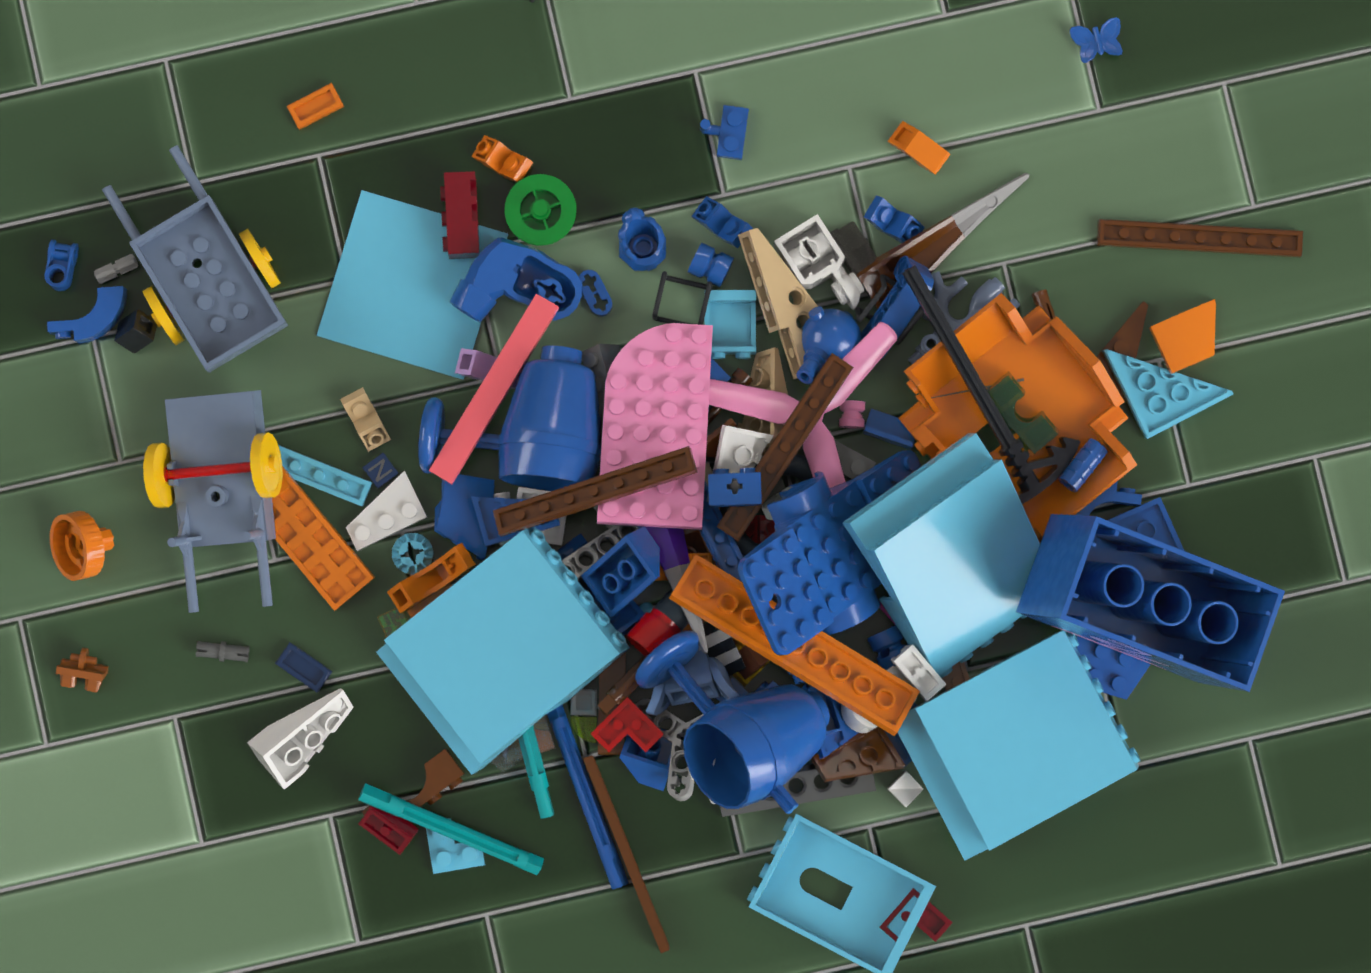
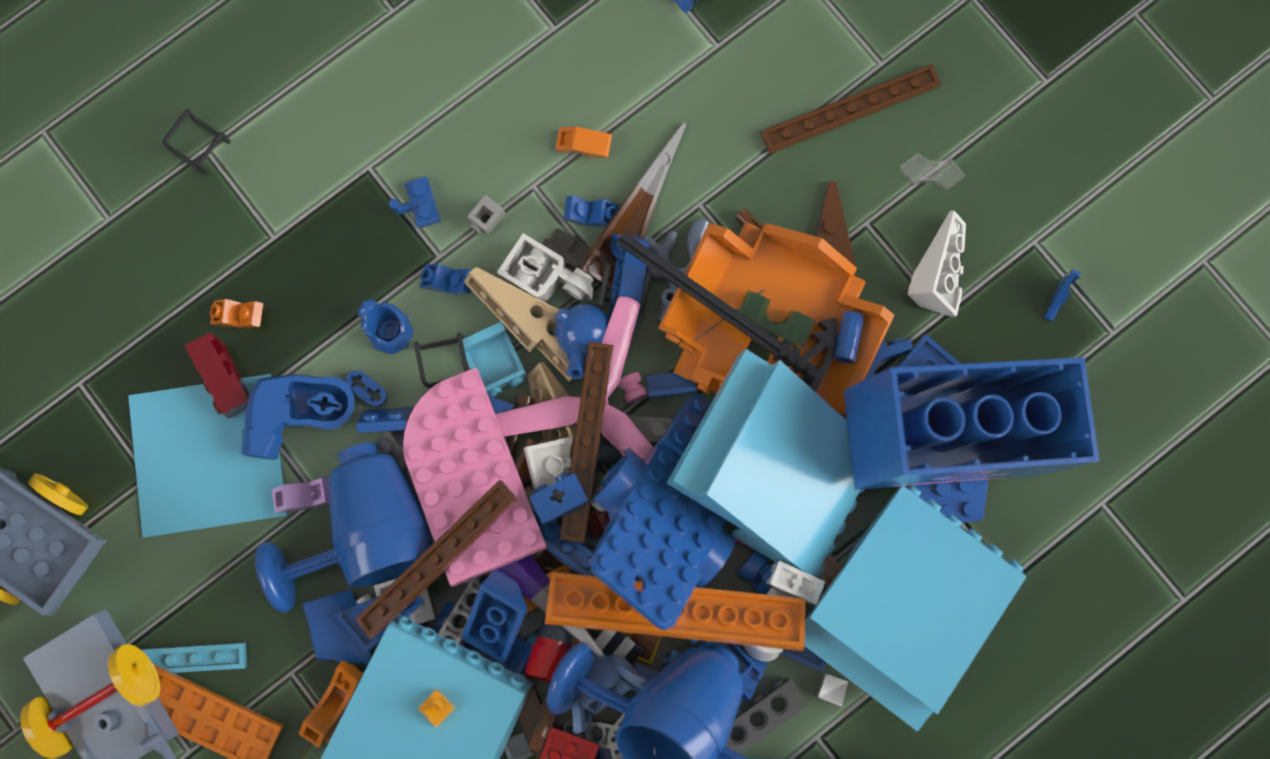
camera: 15 degrees left, 5 degrees down
(315, 106) = (57, 343): orange tile -> none
(365, 419) = (215, 589): tan slope -> none
(380, 470) = (248, 628): dark blue tile -> none
(387, 514) = (271, 663): white wing -> none
(422, 560) = (308, 676): medium azure gear -> none
(494, 389) = (310, 512): coral tile -> none
(533, 628) = (436, 708): none -> light orange tile
(540, 209) = (286, 340): green wheel -> none
(600, 333) = (383, 419): none -> blue plate
(710, 264) = (453, 318): blue wheel -> none
(793, 169) = (484, 208): none -> light grey brick
(860, 756) = (781, 681): reddish brown wing -> none
(1159, 397) = (883, 250): medium azure tile -> none
(1187, 337) = (880, 192): orange slope -> none
(1200, 446) = (937, 275): none -> white wedge
(1258, 346) = (921, 170): none -> clear tile
(1310, 521) = (1061, 294): none -> blue tile

